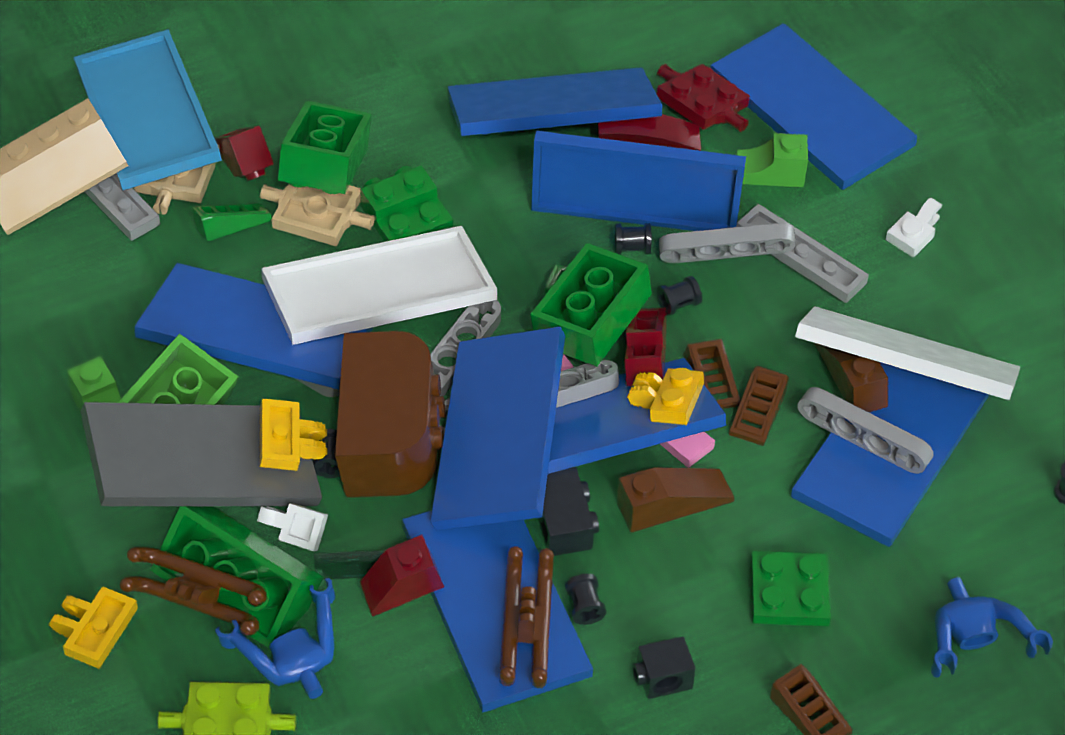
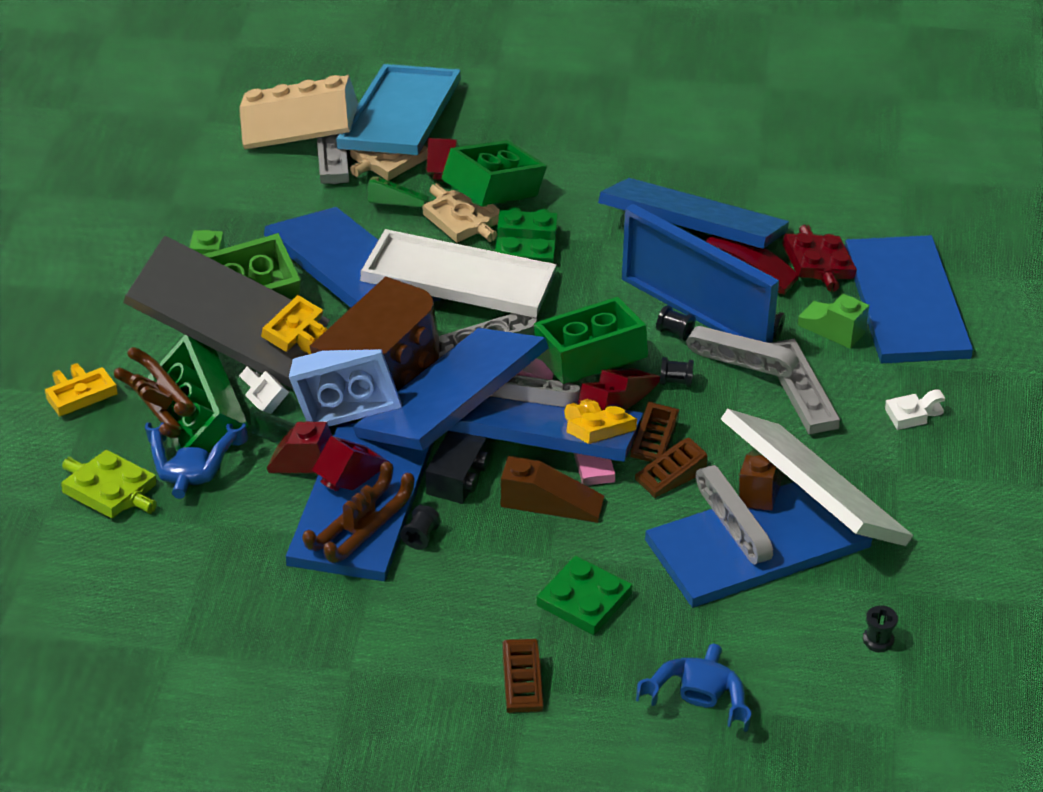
camera: 35 degrees right, 10 degrees down
(398, 482) = (343, 385): none -> light blue slope
(467, 570) = (346, 464): none -> dark red slope
(664, 667) = (435, 595): black brick -> none

